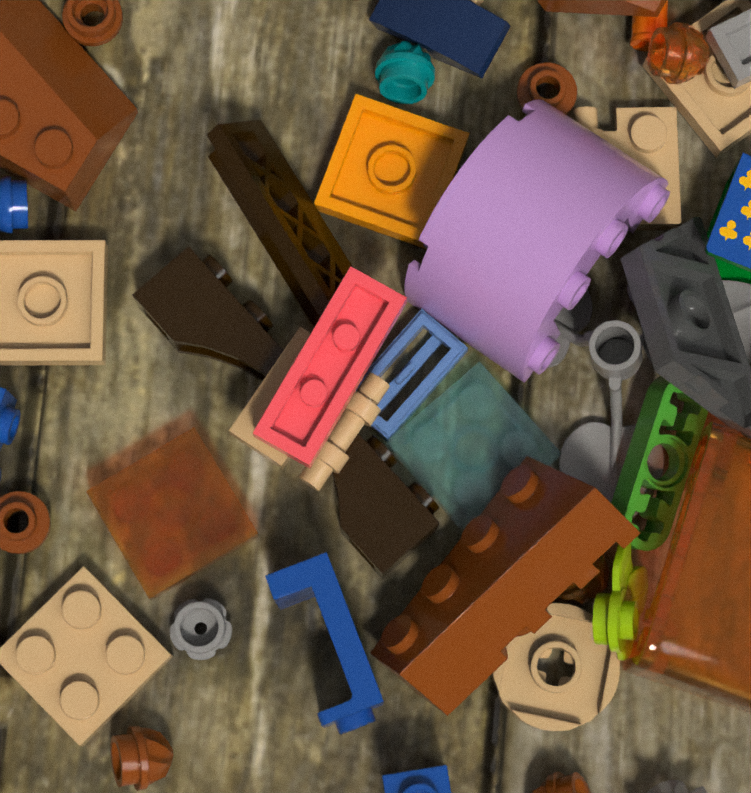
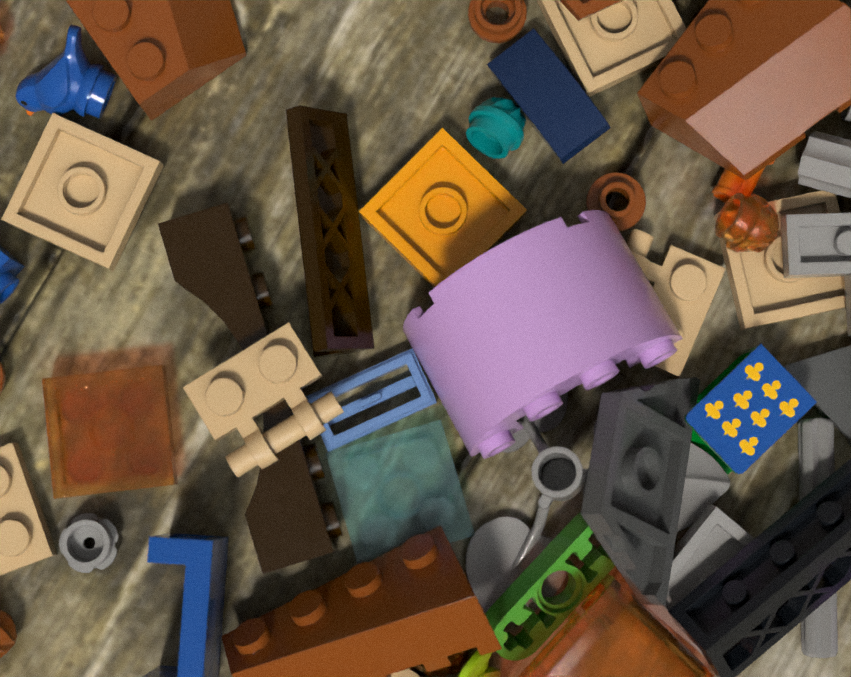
camera: 25 degrees right, 5 degrees up
(330, 367) = (292, 376): coral plate -> none

